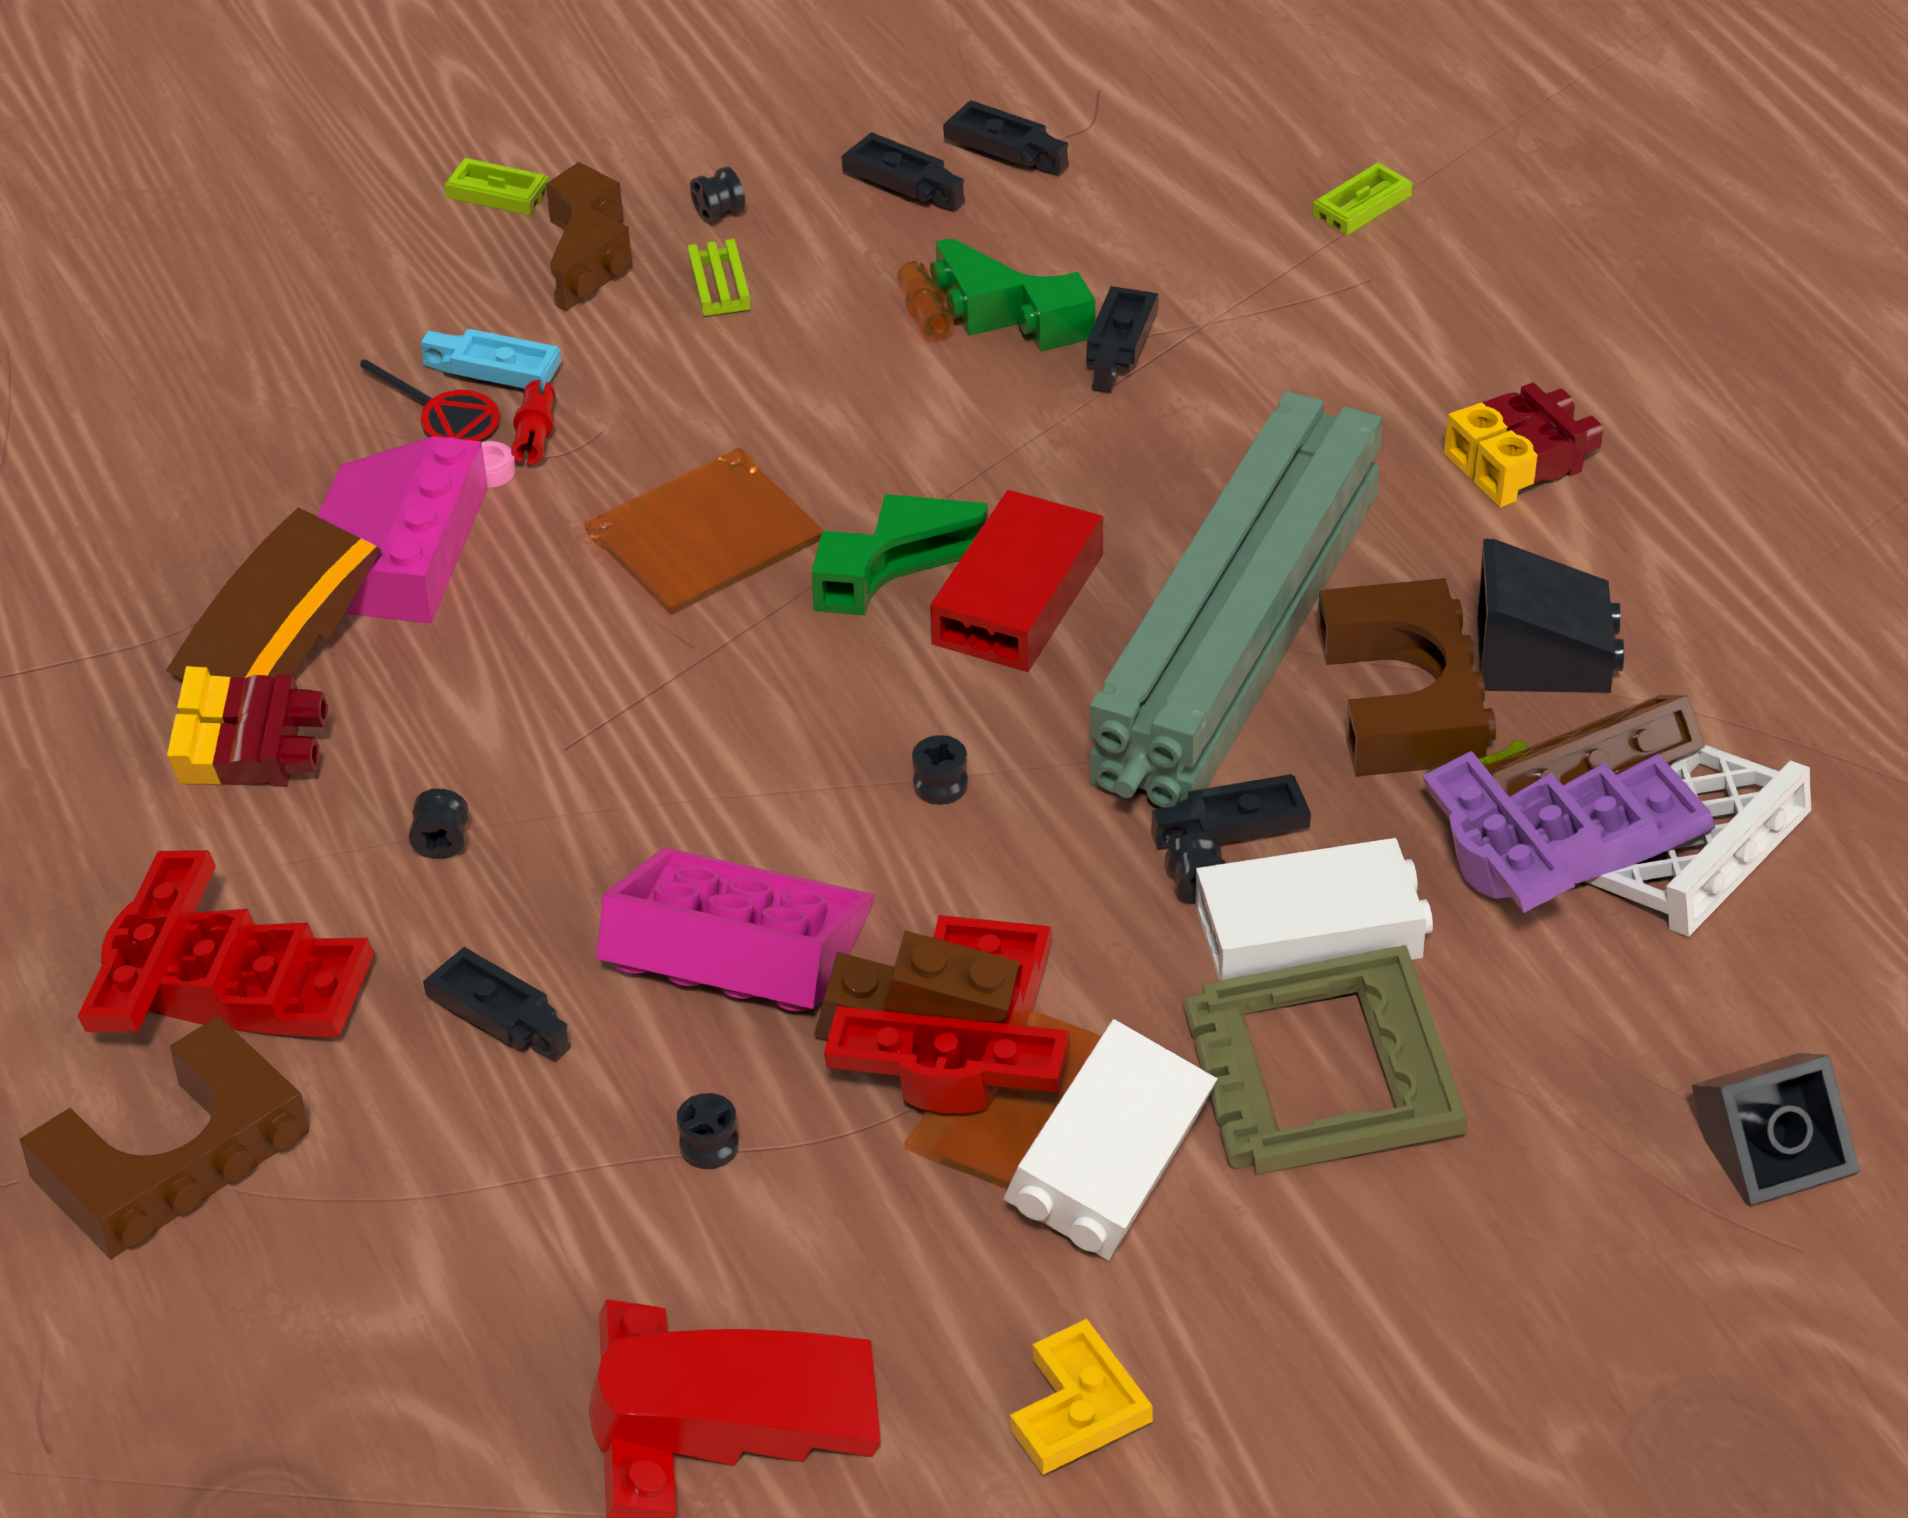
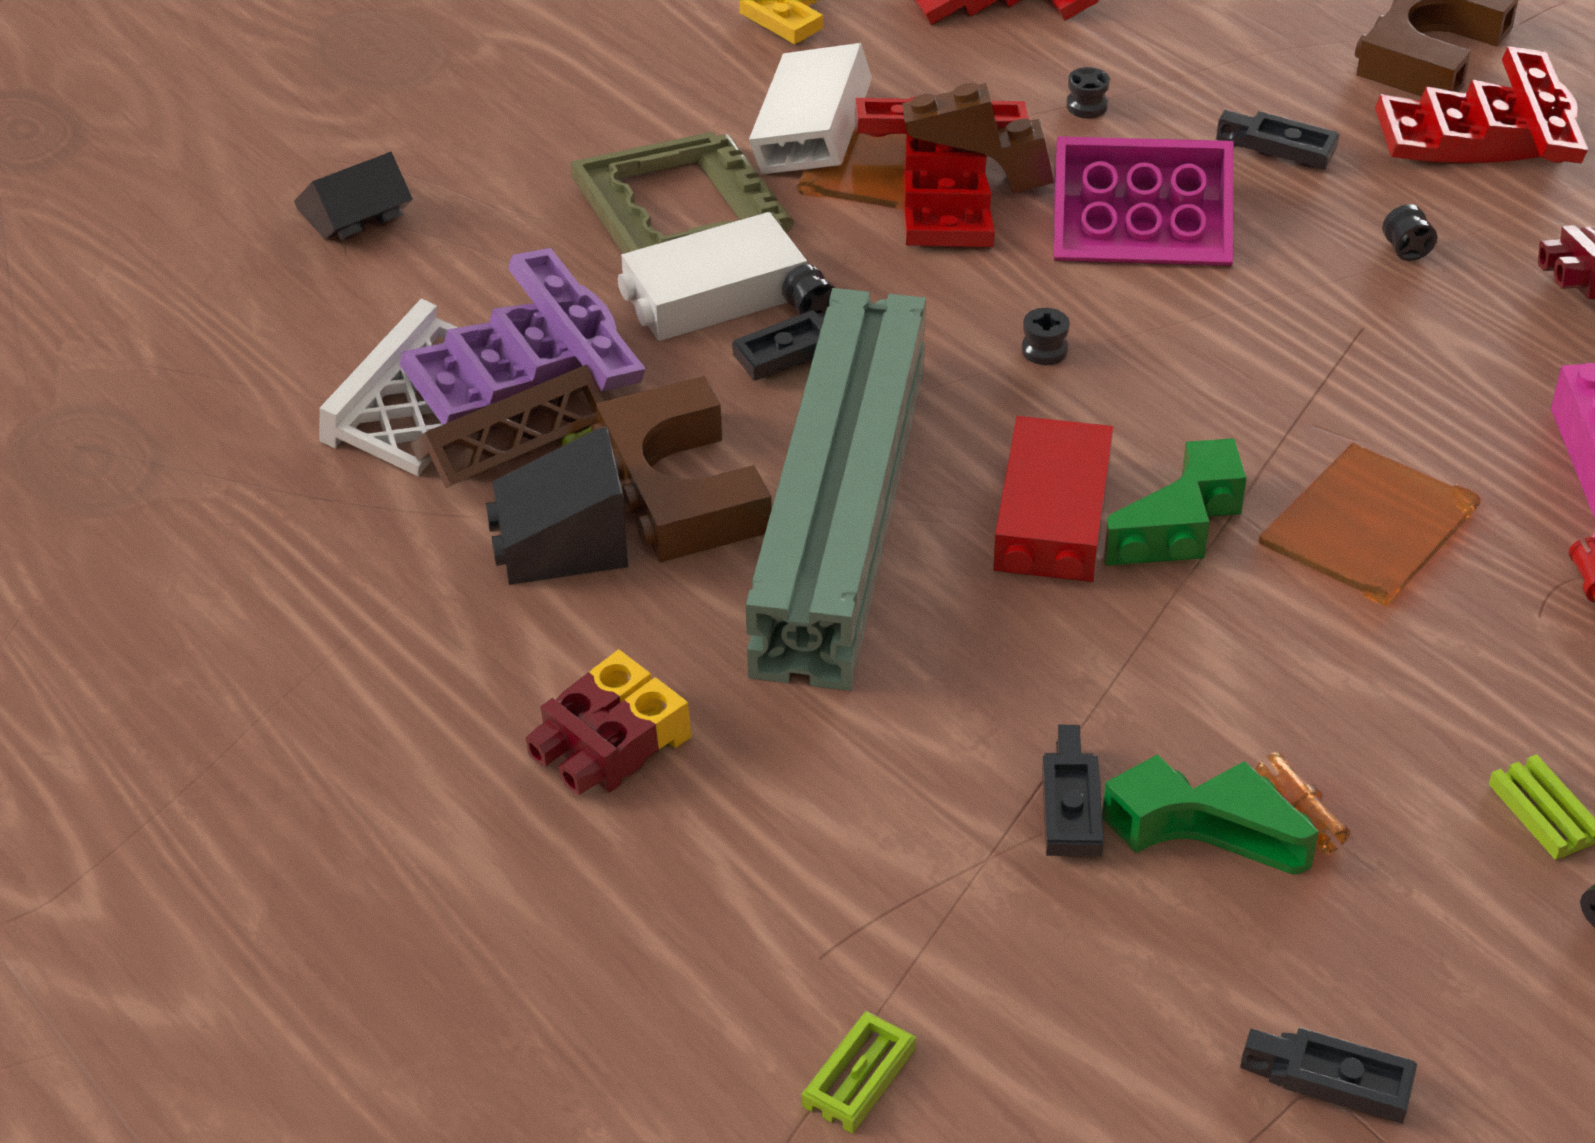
camera: 165 degrees right, 0 degrees up
(904, 171) = (1427, 989): black hinge -> none

